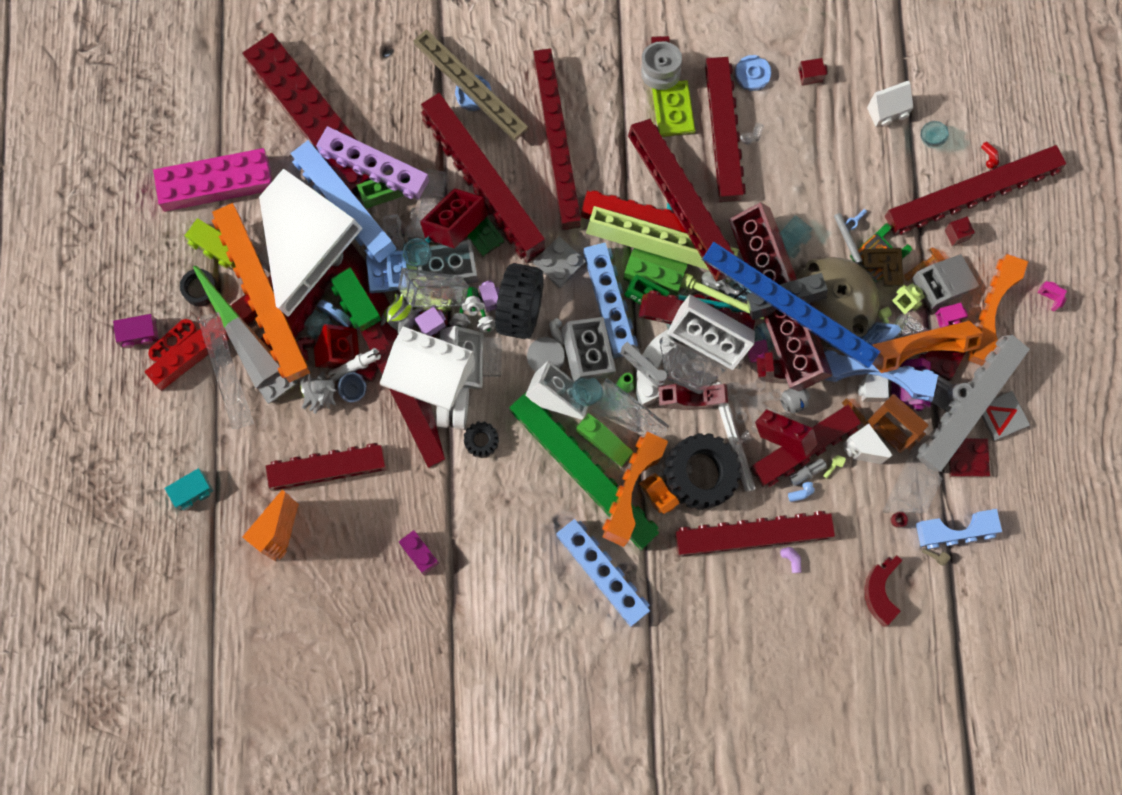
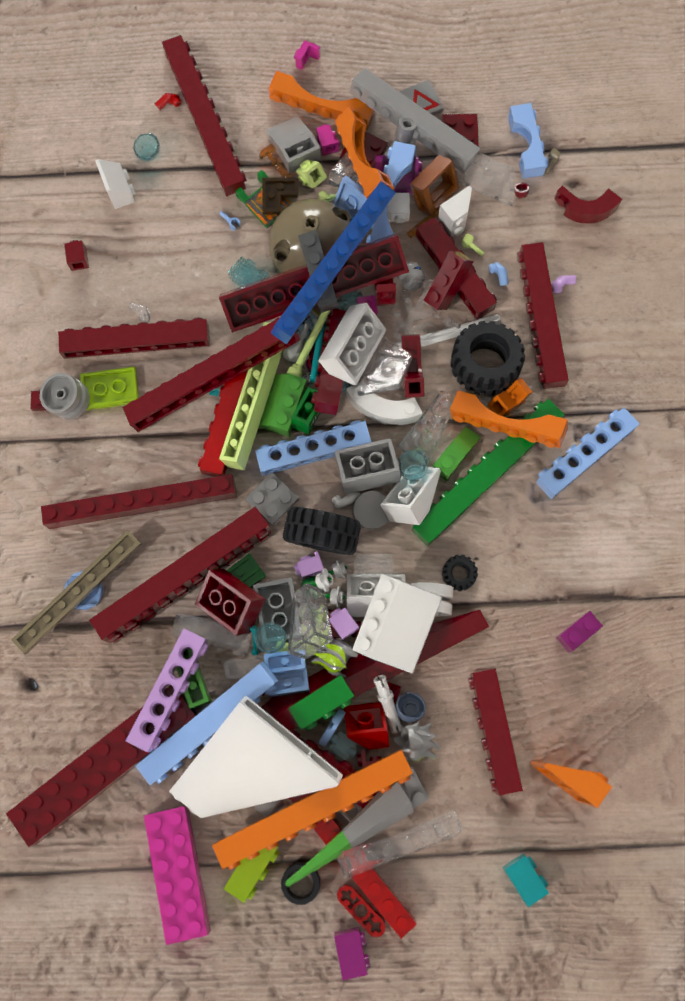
camera: 85 degrees left, 0 degrees up
(626, 386) = (397, 435): bright green cone -> none
(643, 364) = (385, 409): light grey plate -> none
(752, 73) = (74, 312): light blue tile -> none
(807, 472) = (480, 267): light grey axle -> none
(848, 238) = (249, 227): light grey bar -> none
(959, 231) = (244, 129): dark red brick -> none

